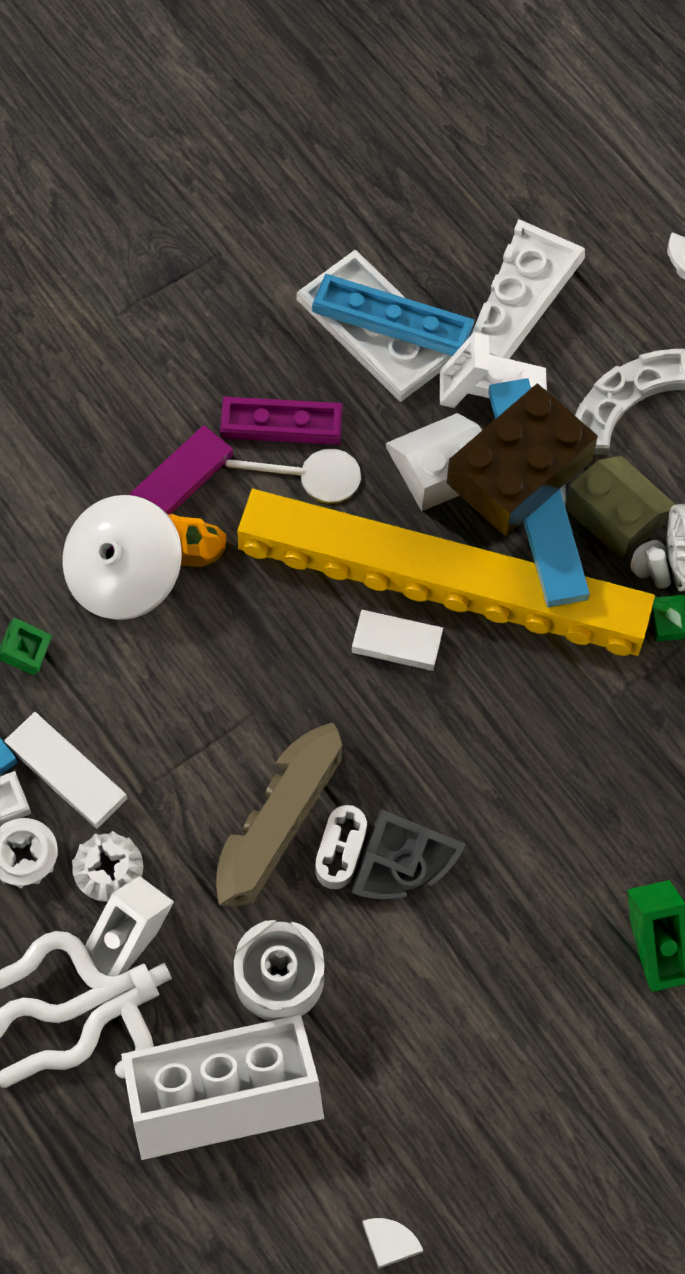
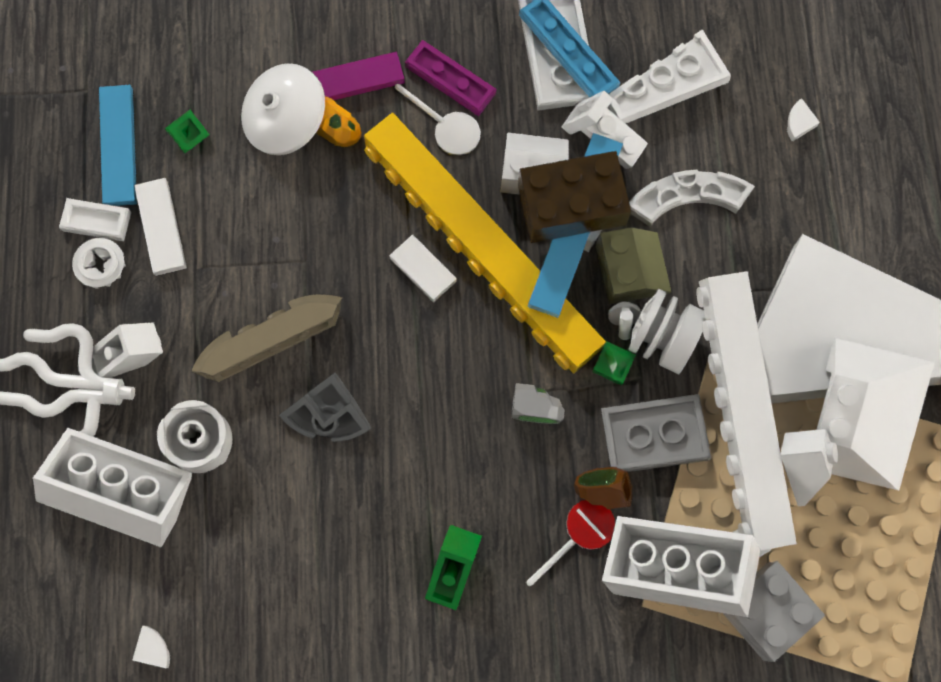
camera: 30 degrees right, 10 degrees up
(97, 883) = (155, 293): white gear -> none
(351, 849) = (298, 387): white beam -> none
(624, 710) = (536, 405): none -> light grey rock

